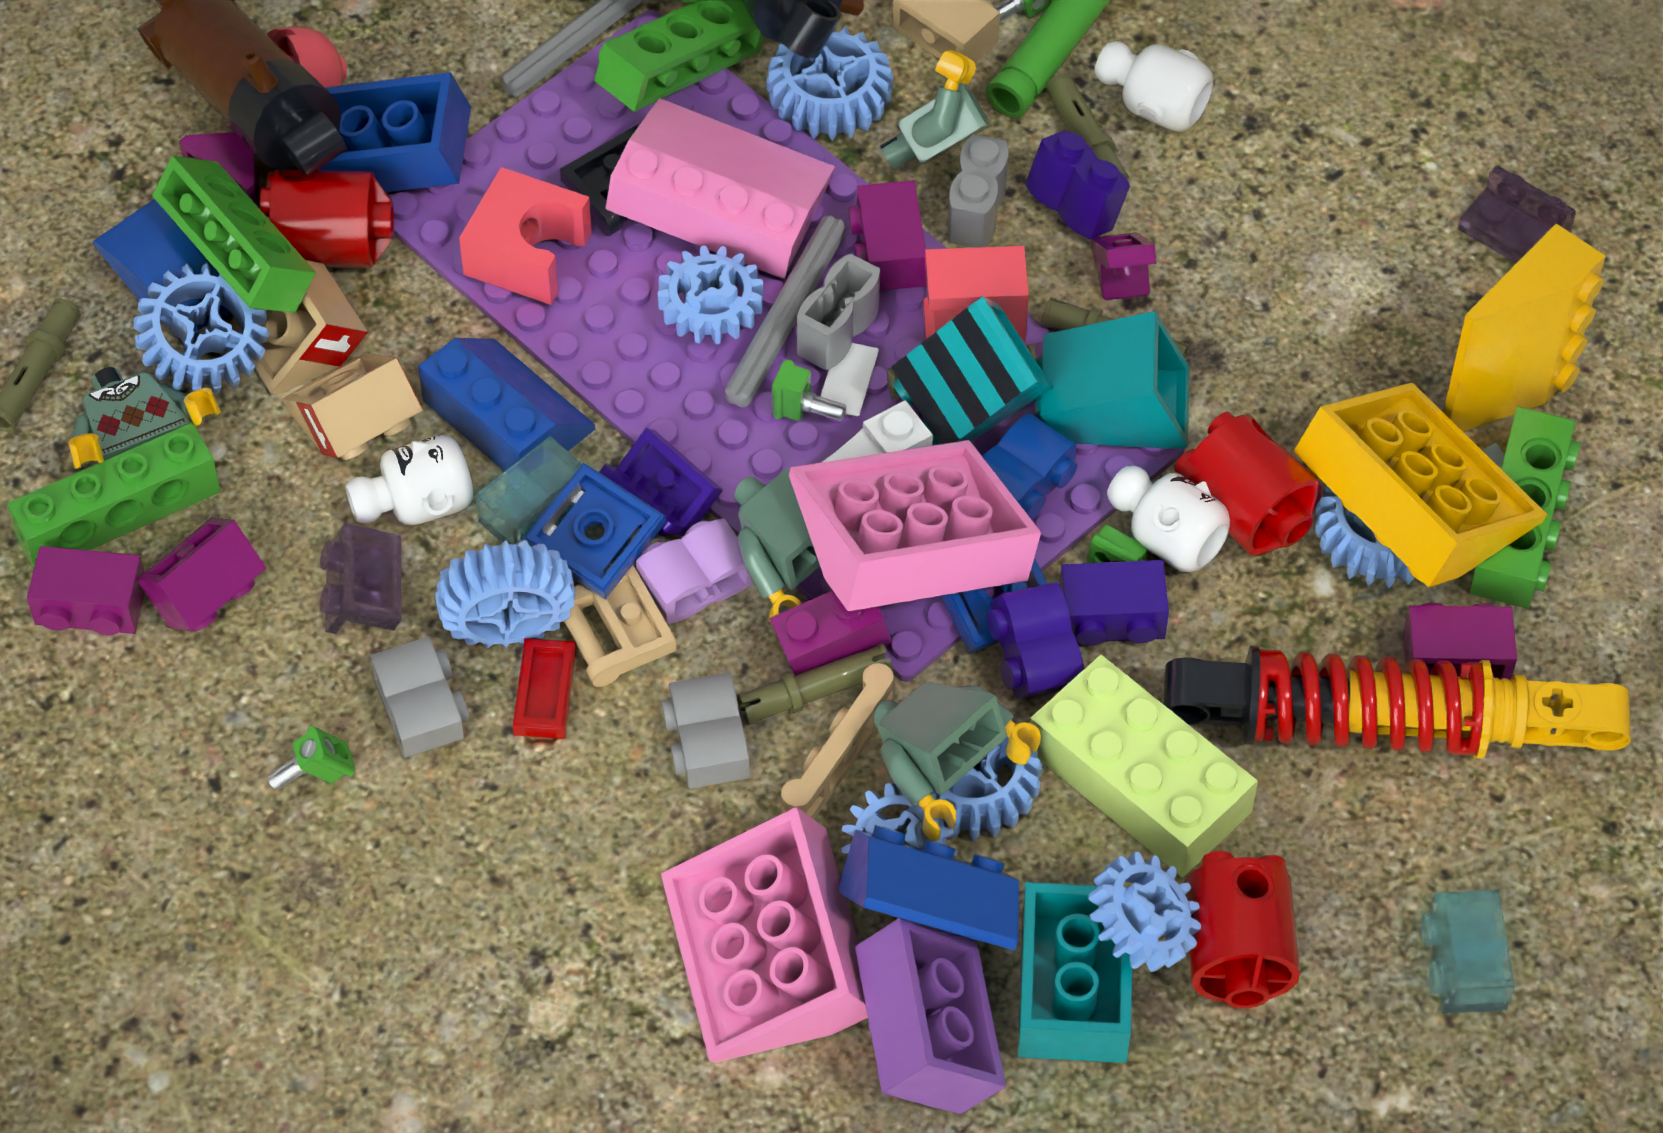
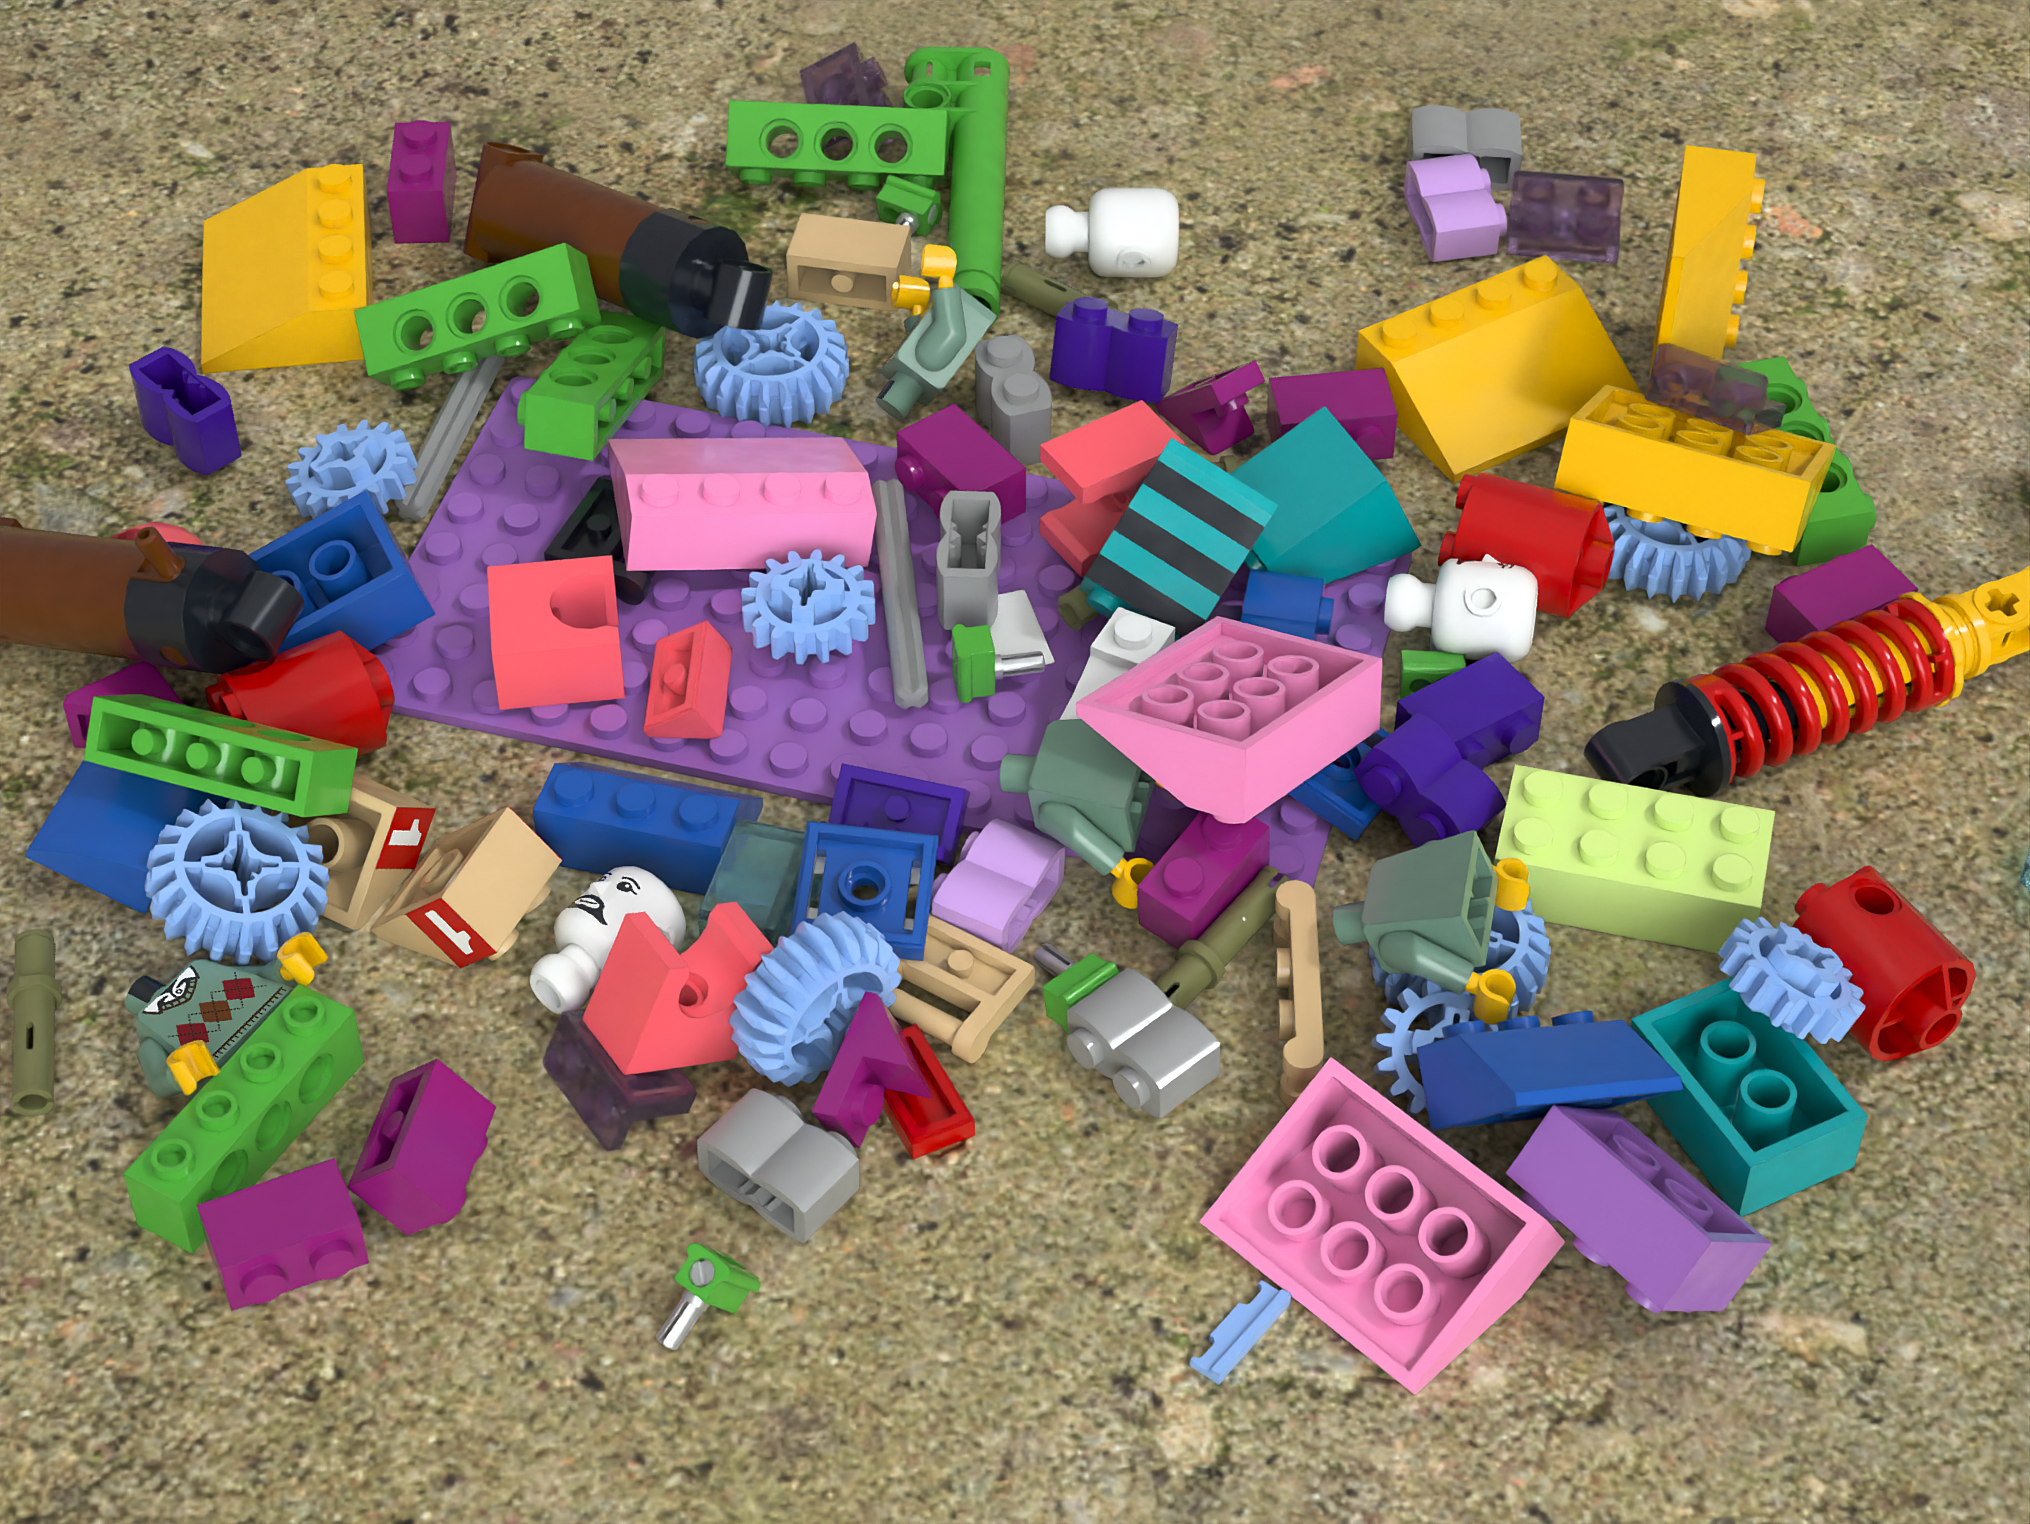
camera: 30 degrees left, 10 degrees down
(407, 553) = (669, 1007): none -> coral piece
(483, 42) = (348, 465): none -> light blue gear
(517, 652) = (868, 1063): none -> magenta slope
(597, 316) = (689, 684): none -> coral slope
(633, 962) = (1240, 1332): none -> light blue piece
(700, 663) = (1072, 980): none -> bright green piece
(1205, 310) = (1355, 398): none -> magenta brick
(1356, 323) = (1493, 366): none -> yellow slope
(1435, 172) = (1453, 207): none -> lavender brick
(1475, 432) = (1713, 390): none -> bracket
(1485, 123) = (1486, 133): none -> light grey brick

